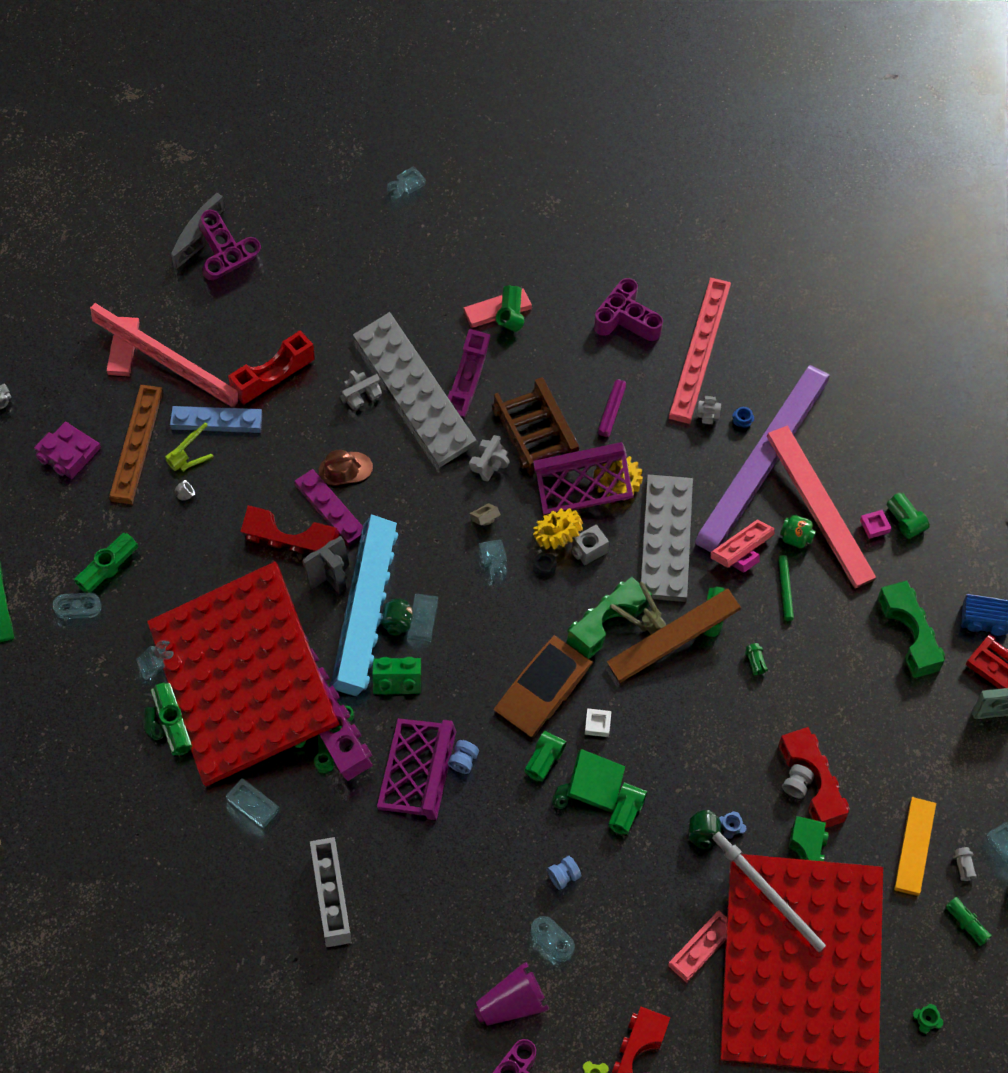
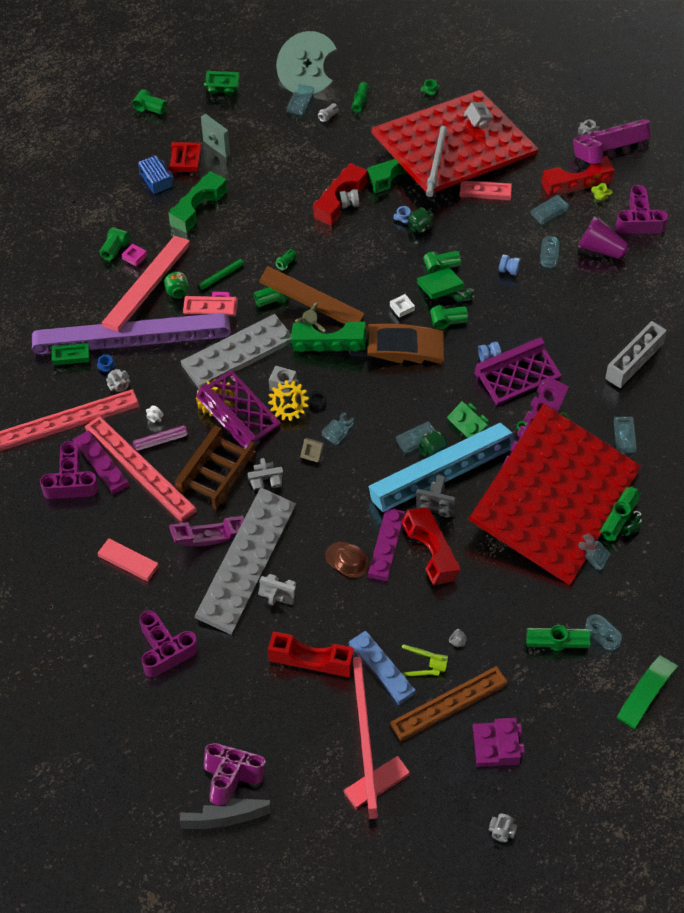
camera: 125 degrees left, 5 degrees down
(387, 279) = (164, 646): none -> magenta beam
(408, 180) = (50, 698): clear light blue plate -> none
(509, 314) = (126, 541): green piece -> none
(592, 373) = (141, 469): none -> coral tile
(615, 992) = (549, 209): none -> clear light blue plate
(625, 348) = (100, 462): none -> magenta plate
(643, 418) = (154, 414): none -> white plate
(777, 394) = (70, 354): none -> green plate
(820, 1014) = (478, 115): none -> light grey brick
(915, 846) = (337, 137): light orange tile -> none

